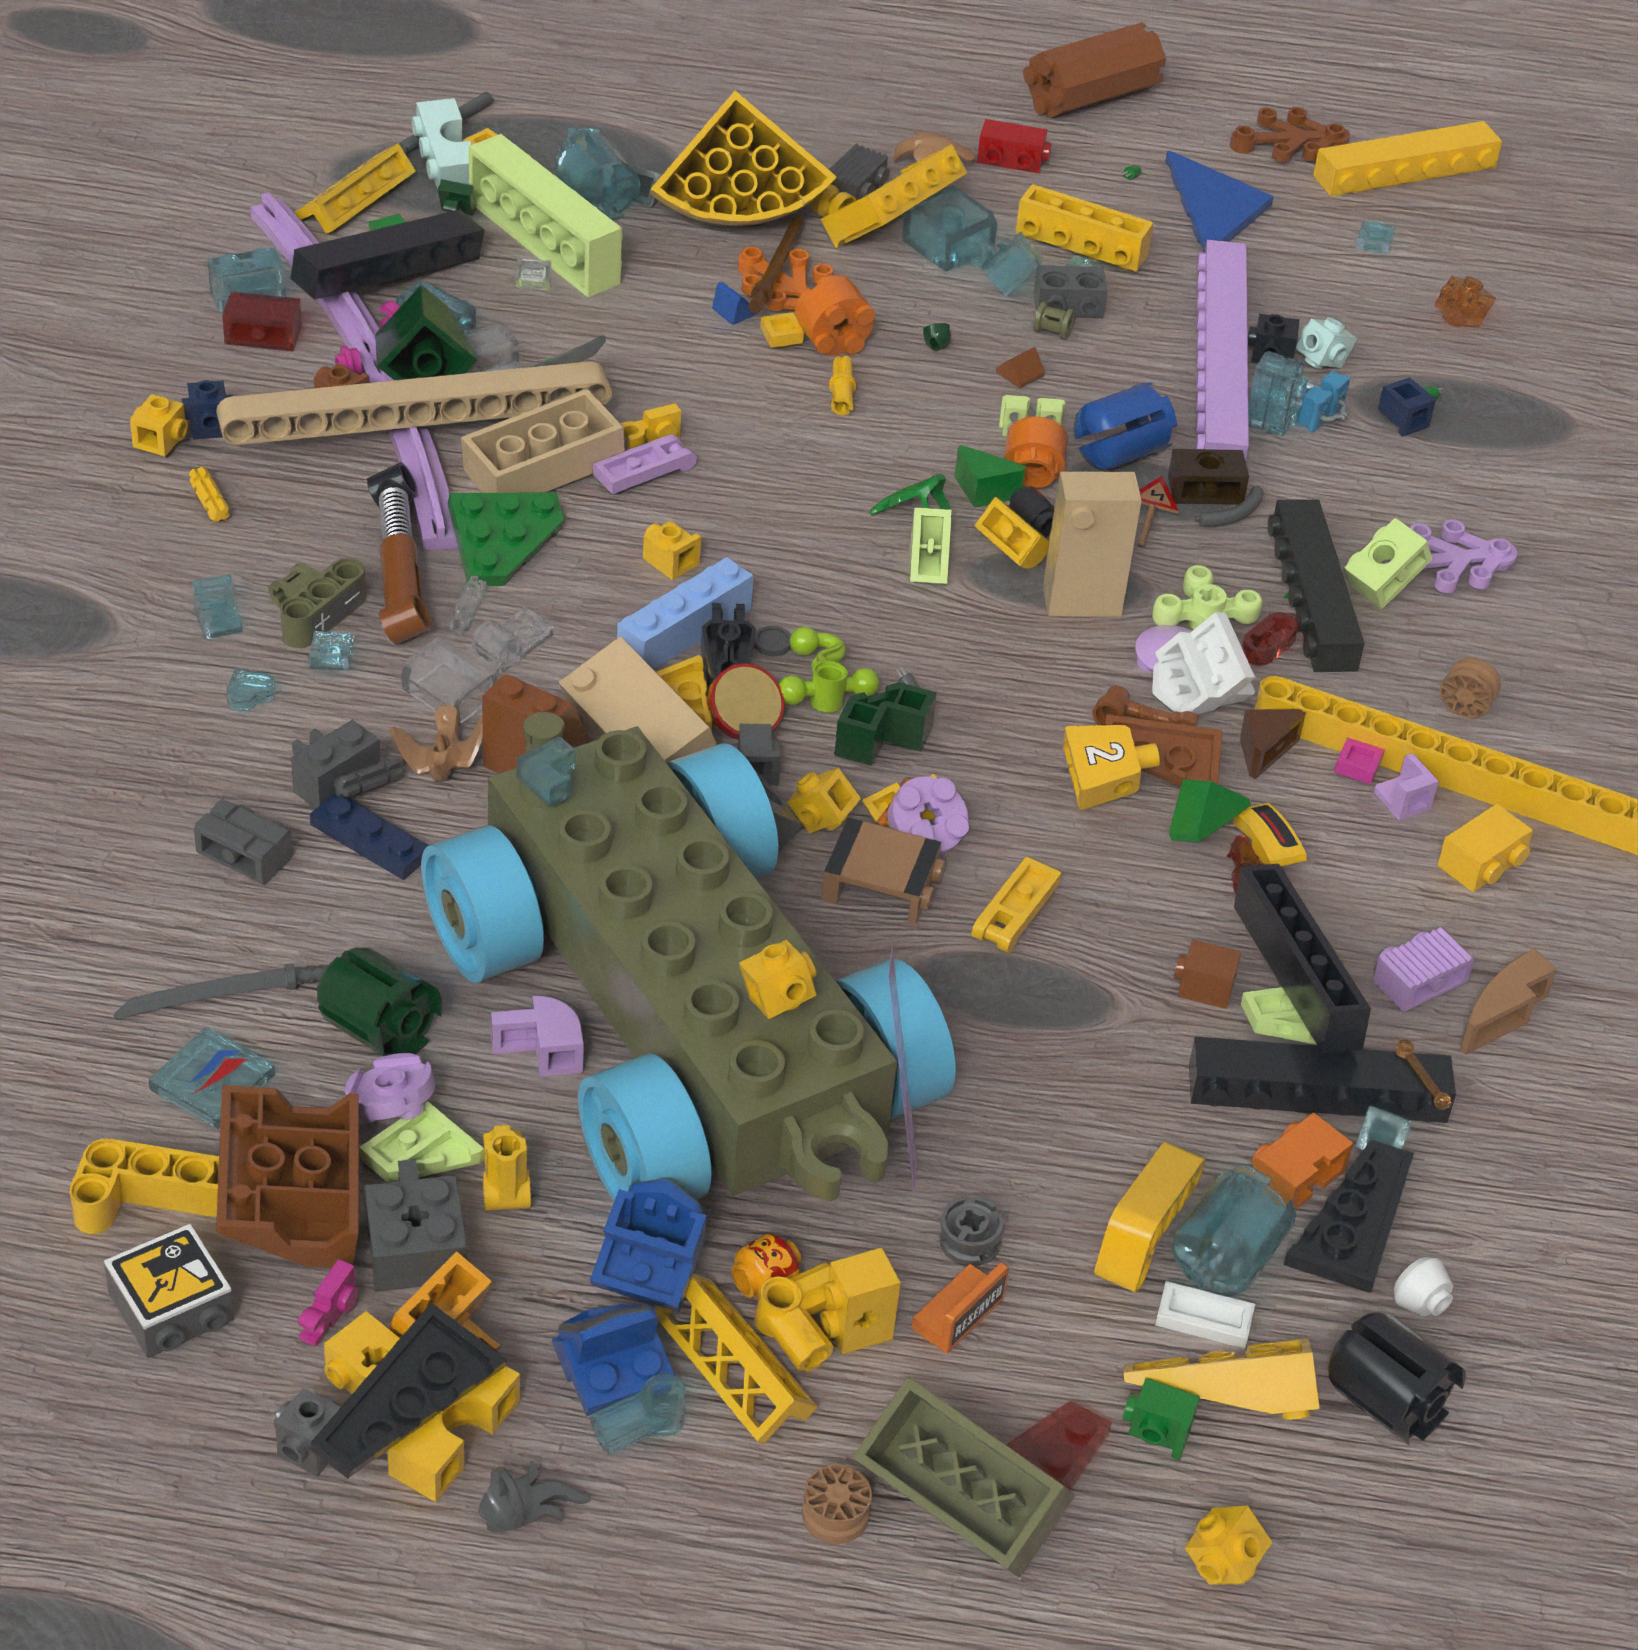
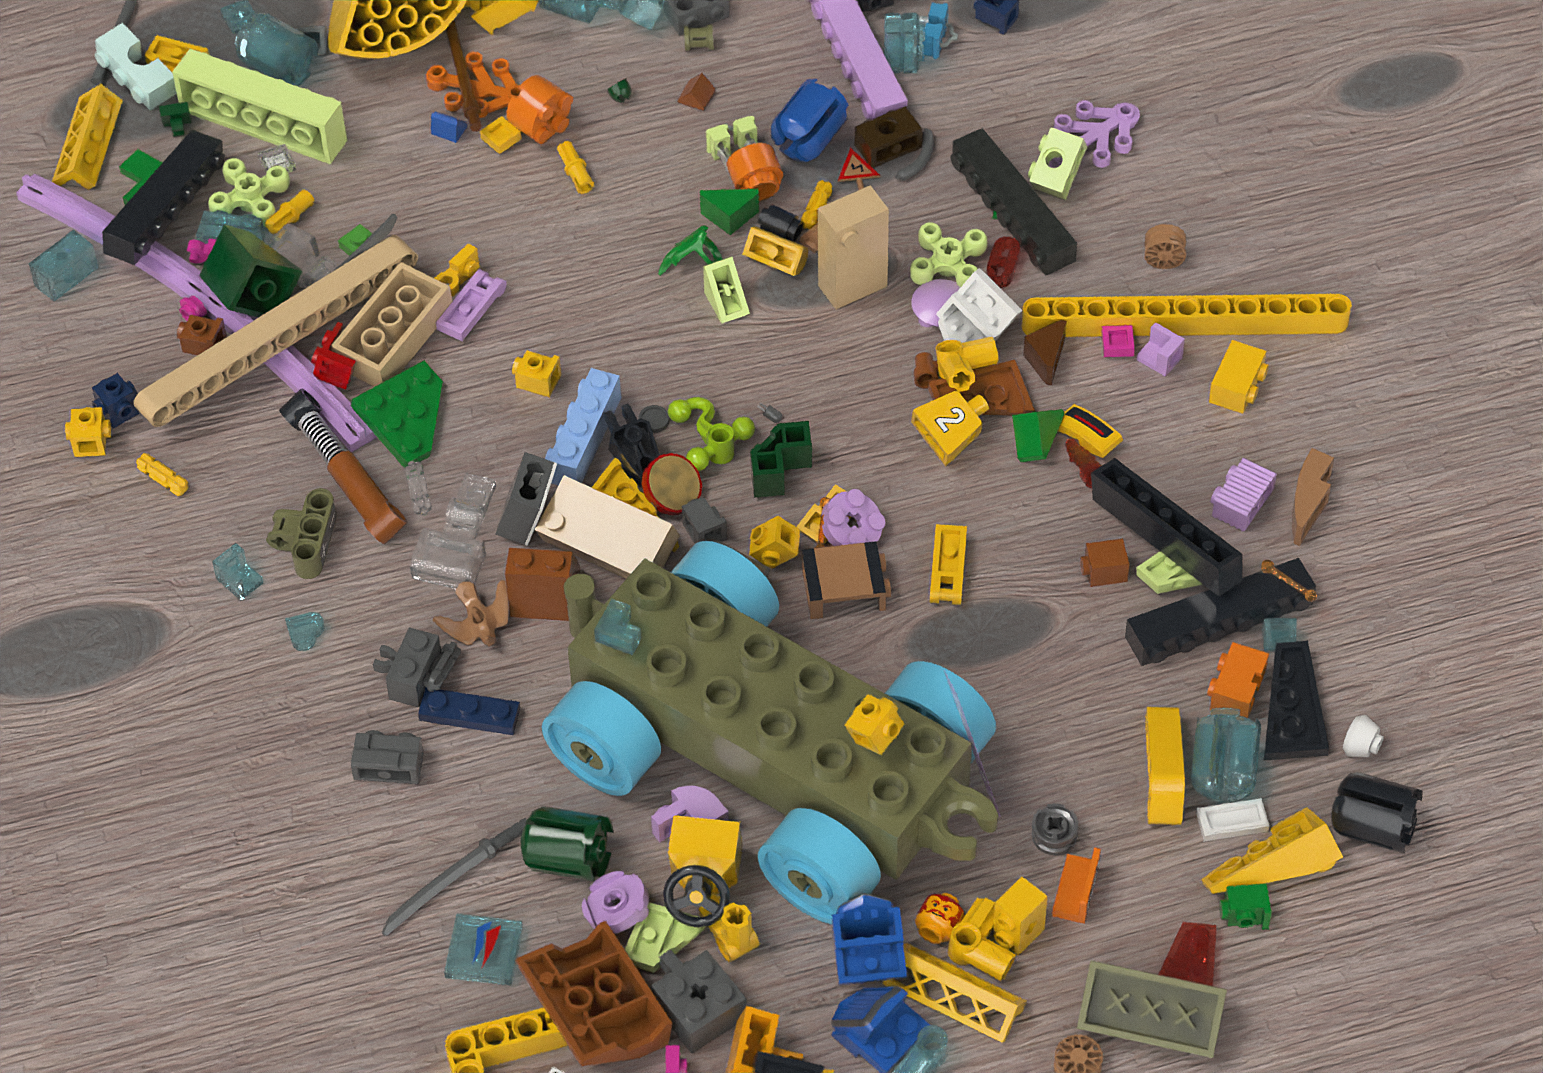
camera: 20 degrees left, 10 degrees up
(262, 321) = (100, 299): clear red brick -> none
(331, 650) = (345, 571): clear light blue plate -> none
(452, 459) = (330, 365): none -> red bracket
(484, 286) = (249, 190): none -> yellowish green gear
(515, 316) = (290, 211): none -> yellow axle
(523, 1083) = (704, 863): none -> yellow piece
(568, 644) = (526, 498): none -> dark grey piece
(1152, 700) = (958, 359): none -> yellow piece
(1228, 1545) = (1333, 976): yellow brick -> none

